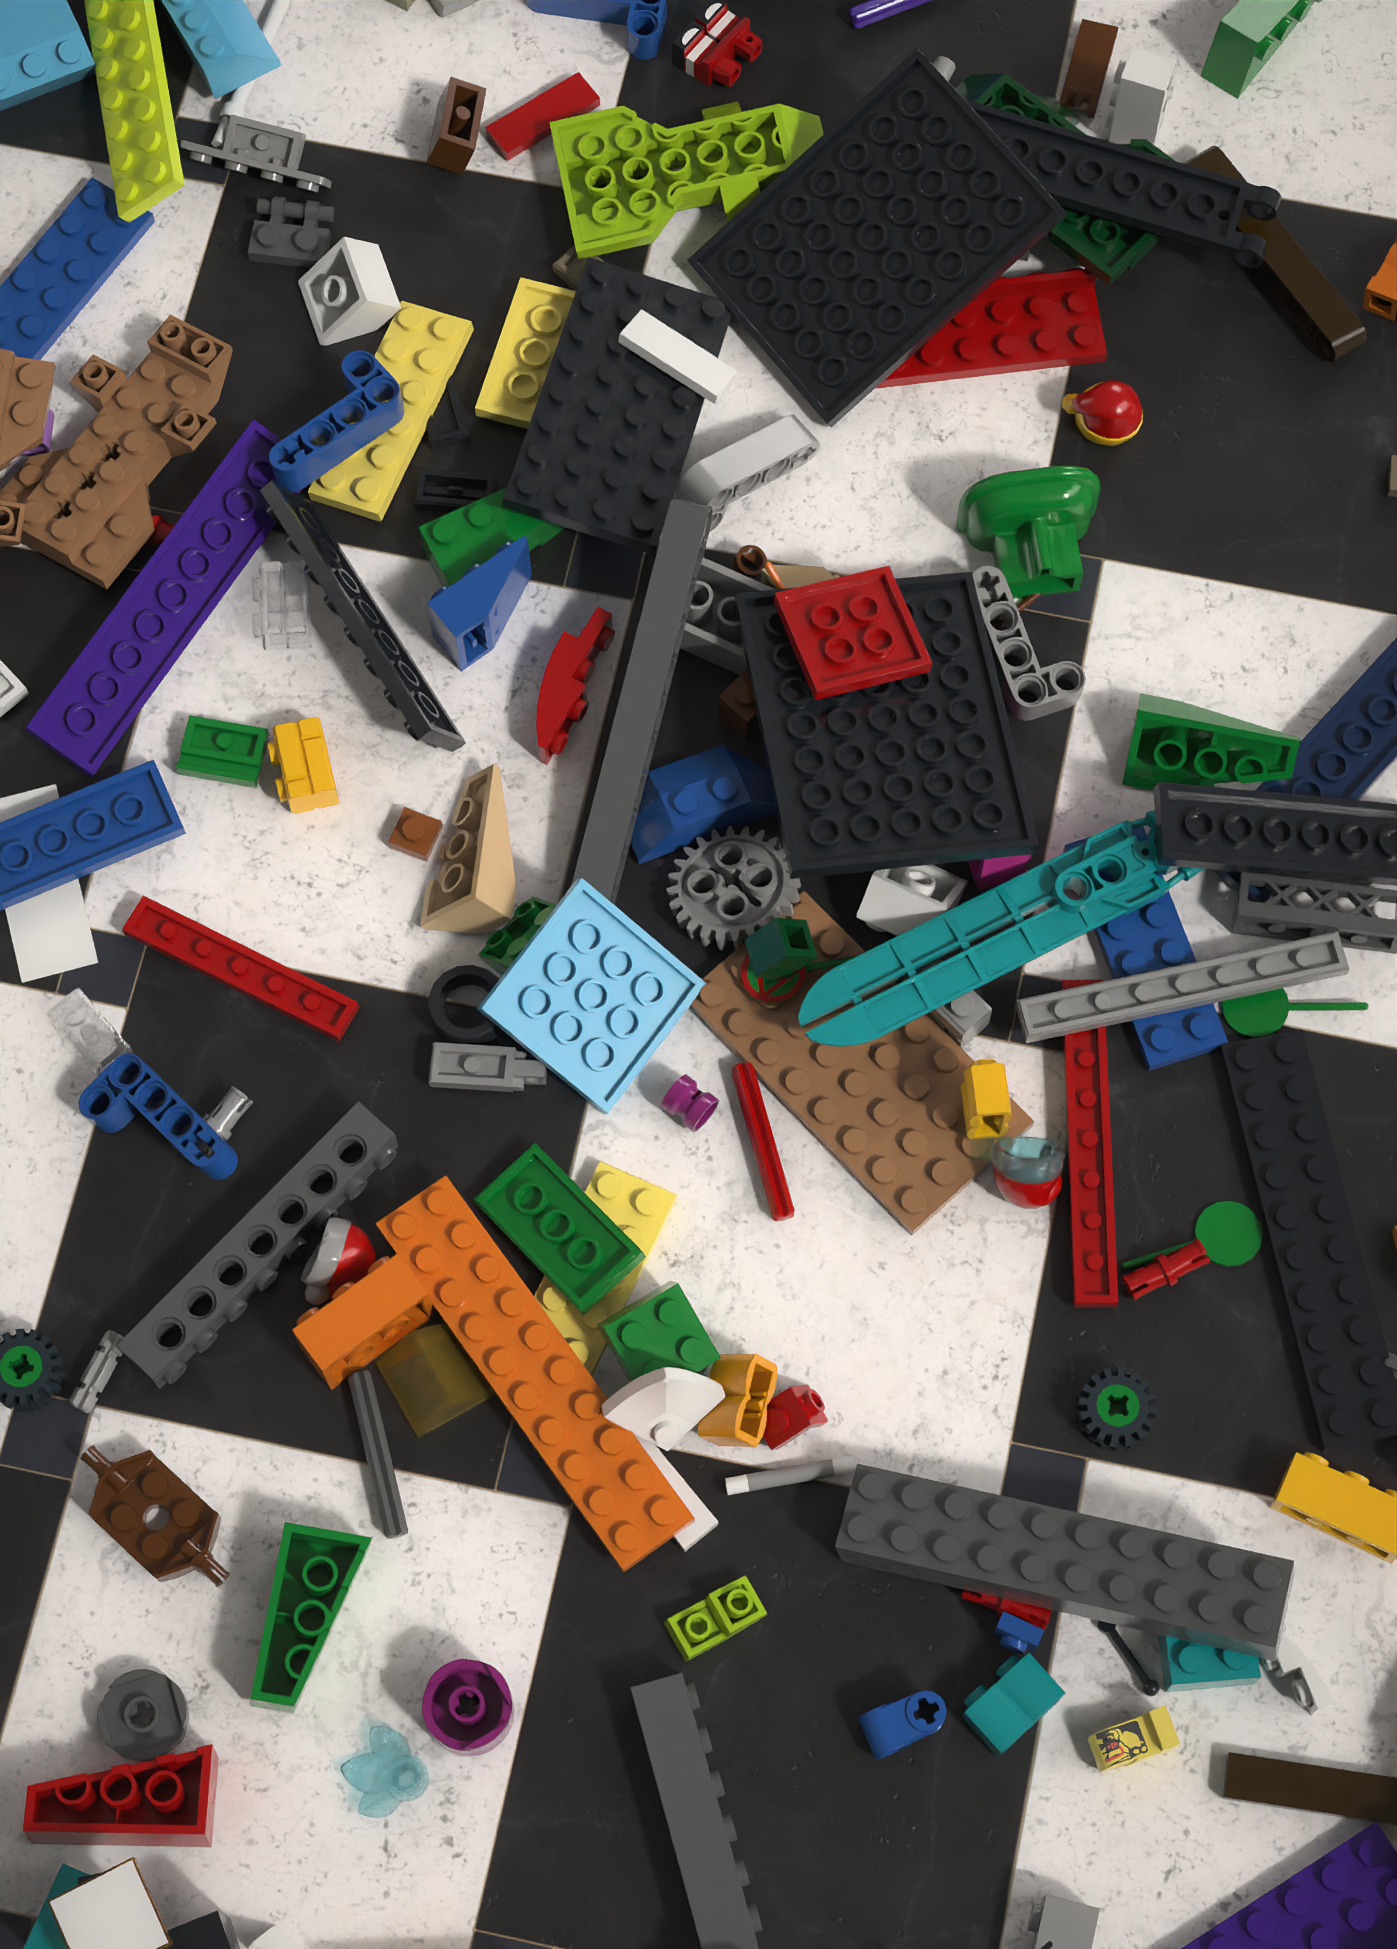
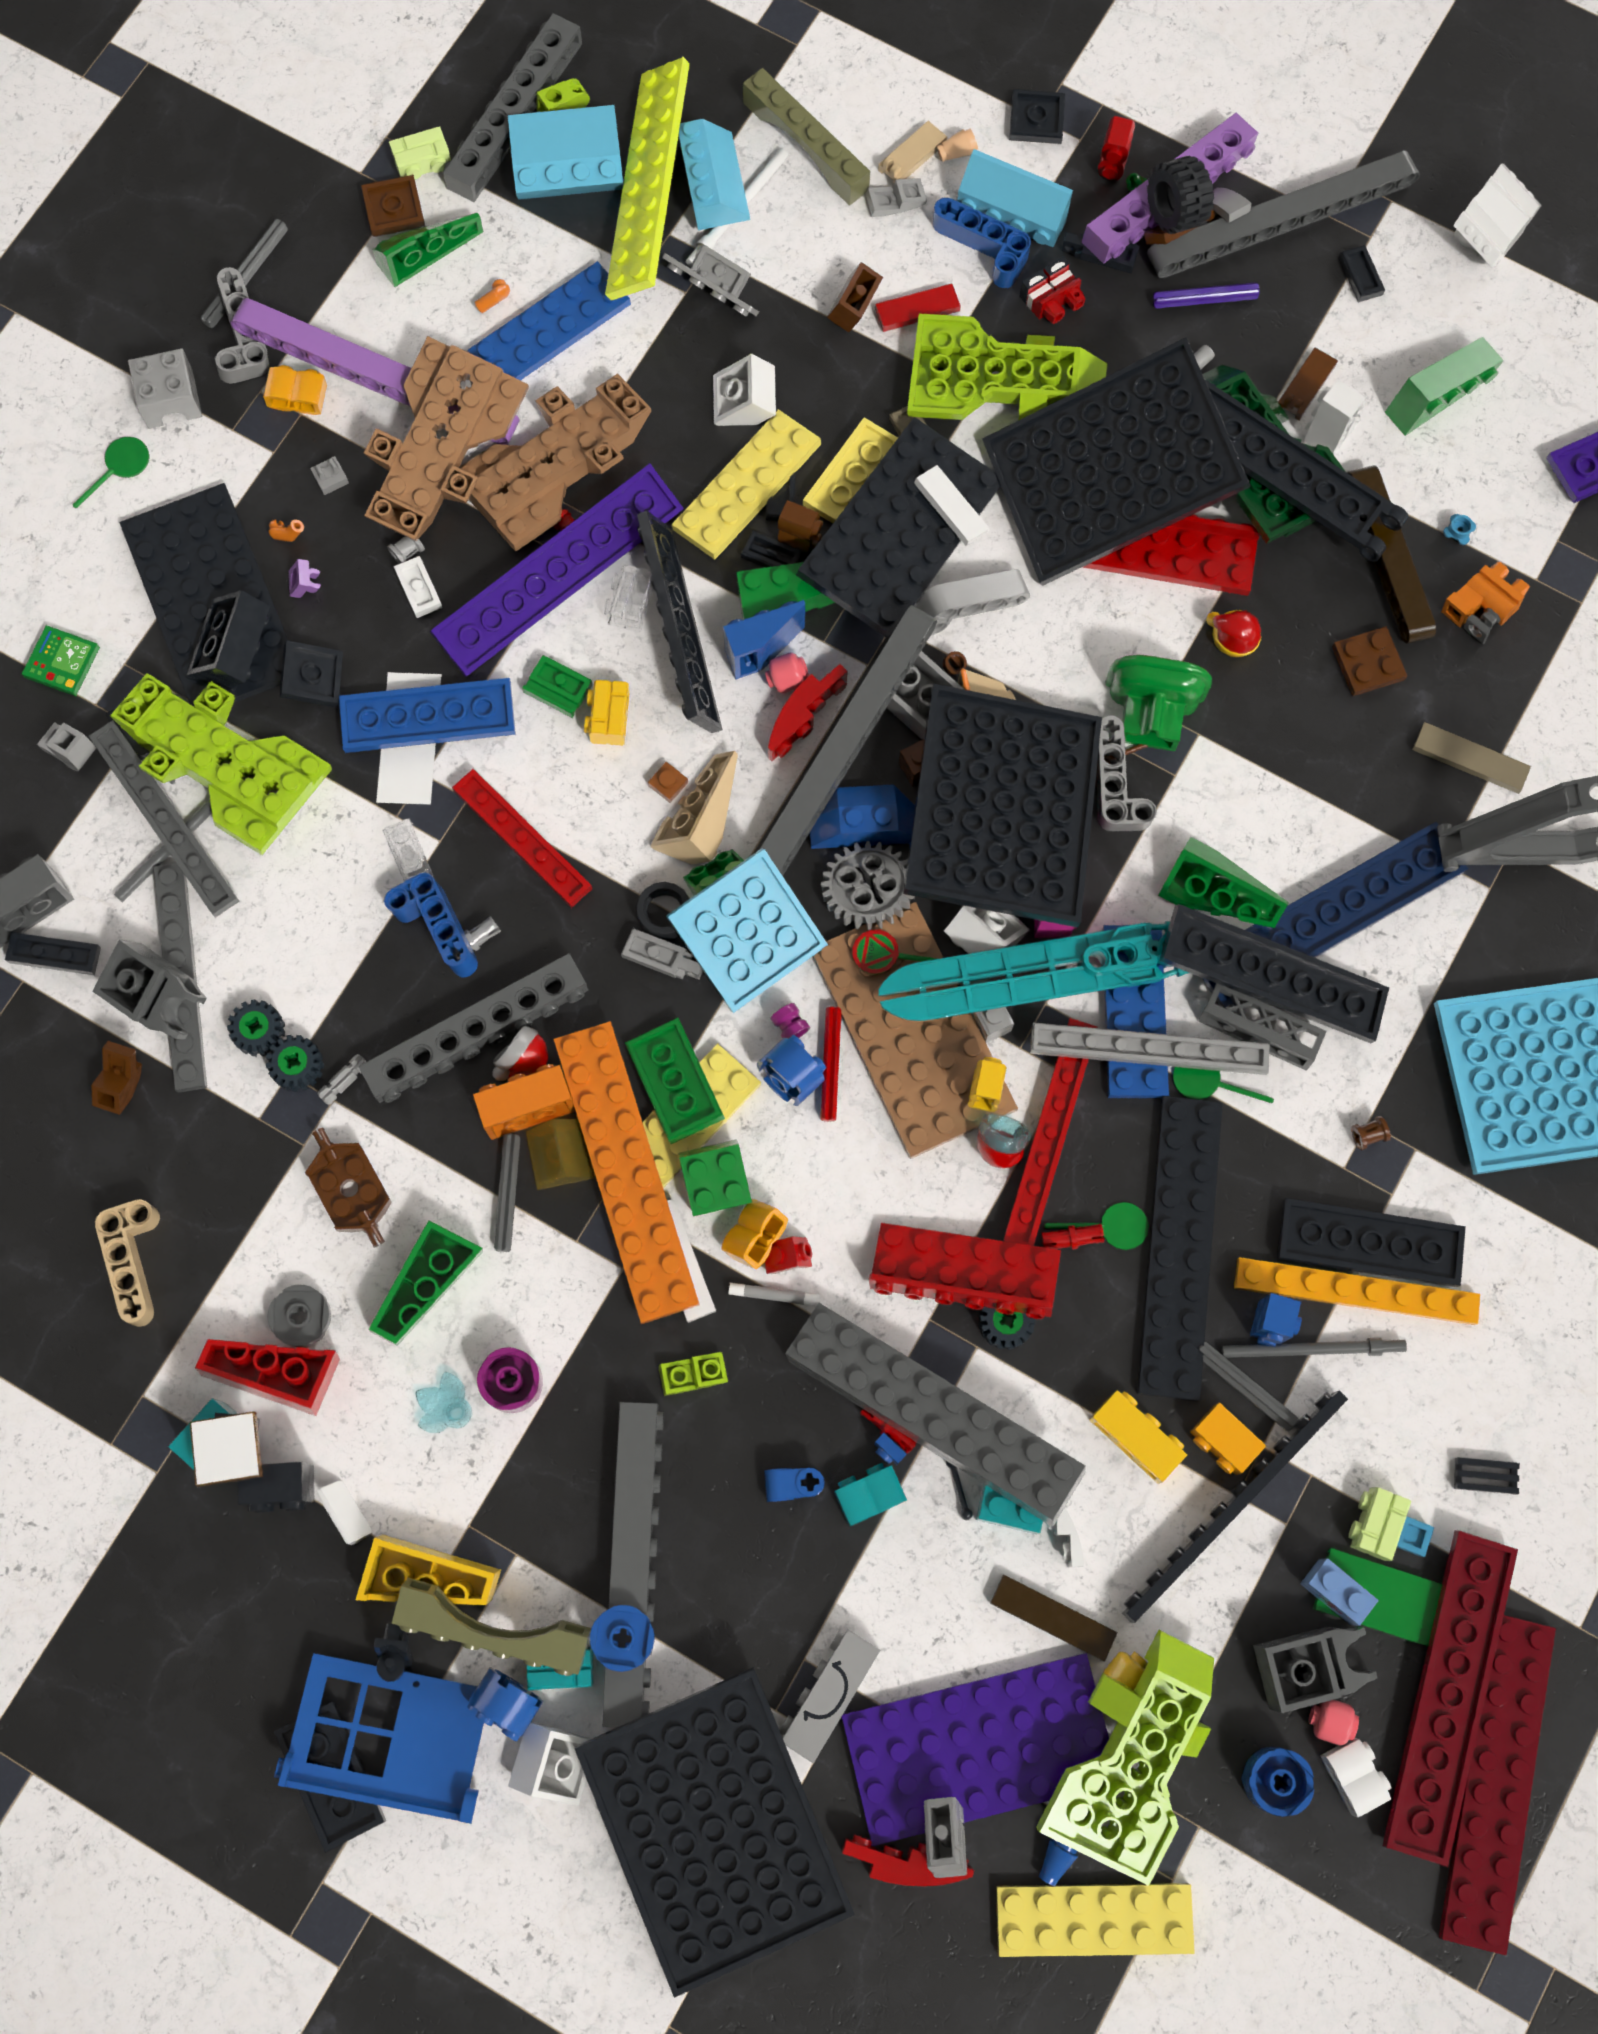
camera: 15 degrees right, 5 degrees up
(287, 243) = (717, 347): dark grey plate -> none
(299, 460) = (671, 499): blue beam -> none
(484, 444) = (799, 527): none -> reddish brown brick
(529, 640) = (786, 672): none -> coral head
(663, 1404) = (703, 1222): white plate -> none
(714, 1164) = (792, 1070): none -> blue brick
(781, 948) = (883, 938): dark green brick -> none
(852, 632) = (1003, 735): red plate -> none
(1038, 1358) = (965, 1270): none -> red bracket
(1134, 1740) = (942, 1546): light yellow leg -> none
(1292, 398) = (1369, 661): none -> reddish brown plate
(1350, 186) = (1462, 522): none -> dark azure plate

